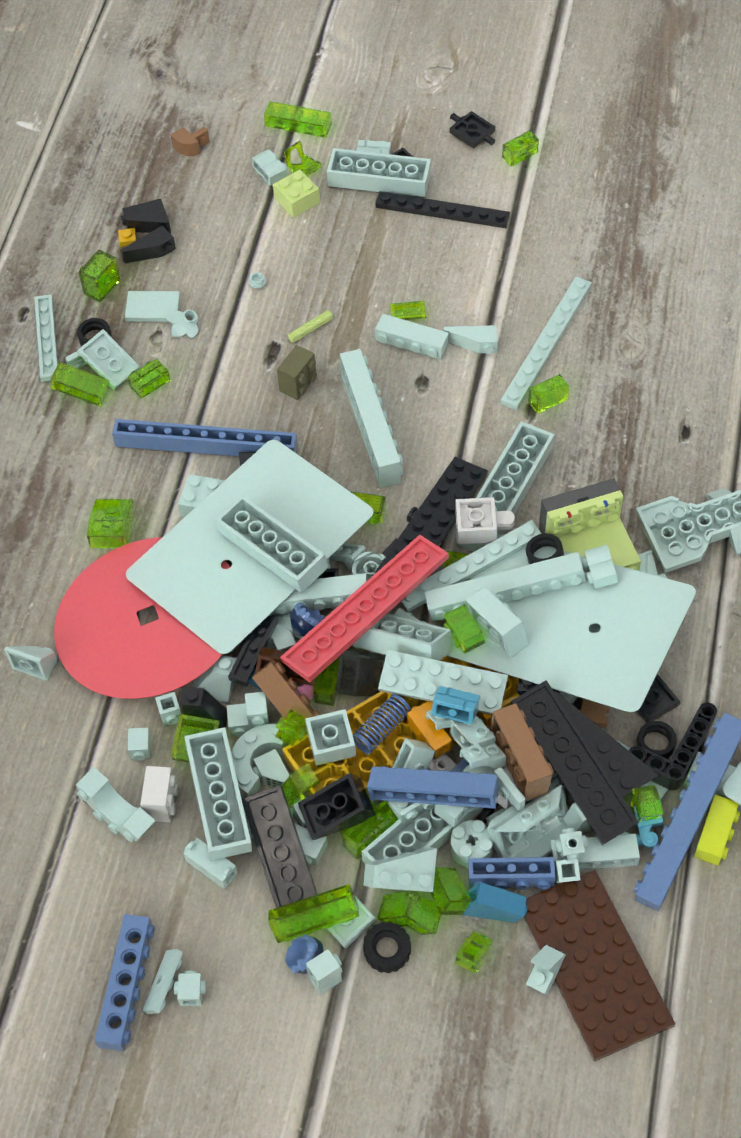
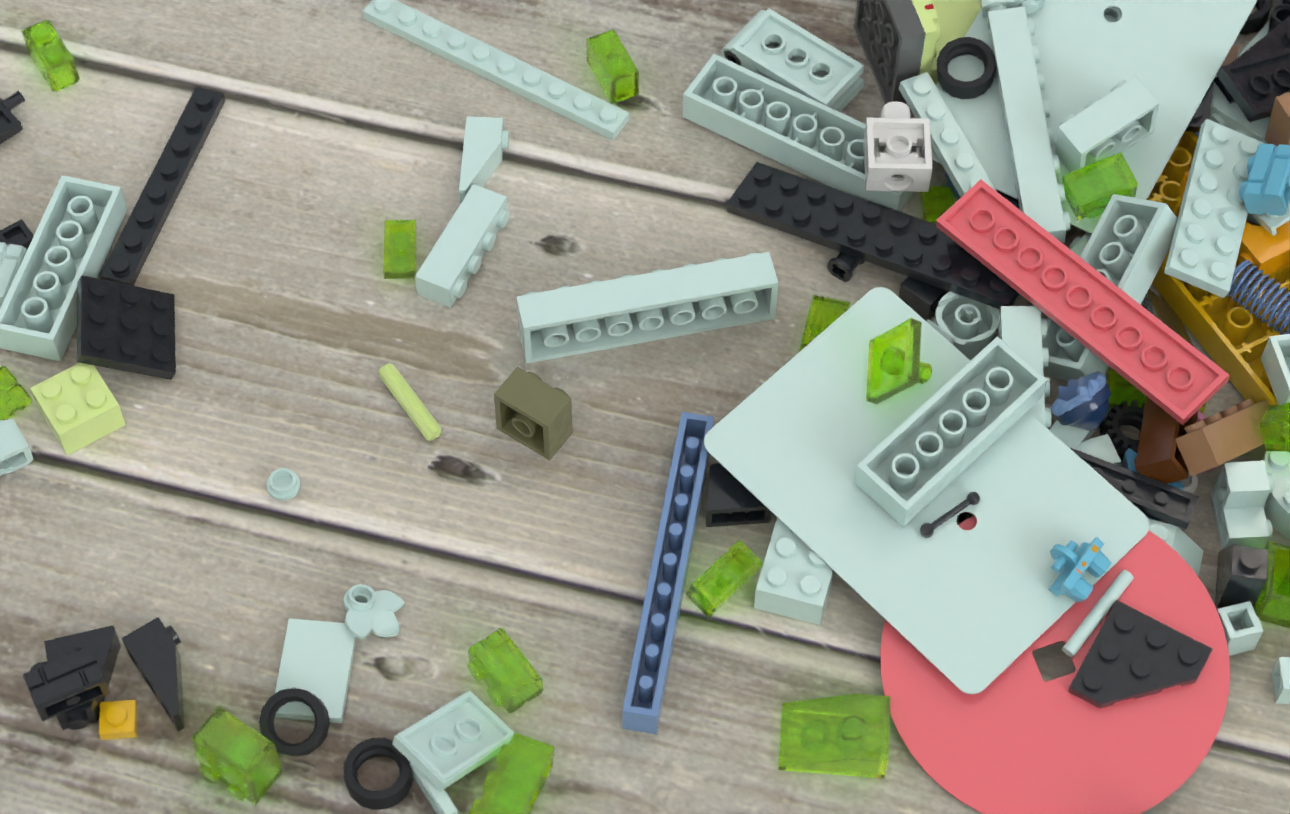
camera: 90 degrees left, 0 degrees up
(123, 304) = (285, 696): none -> black tyre
(133, 205) = (65, 682): none -> black brick
(144, 650) = (1136, 659): none -> black plate
(171, 631) = (1097, 613): none -> light aqua bar
(197, 619) = (1087, 558): none -> medium azure hips
(198, 462) = (724, 578): none -> clear neon green brick
(219, 545) = (928, 529): none -> black hinge
(312, 515) = (895, 362): none -> clear neon green tile
(341, 202) = (125, 327): none -> black plate
(565, 472) = (795, 60): none -> light aqua hinge

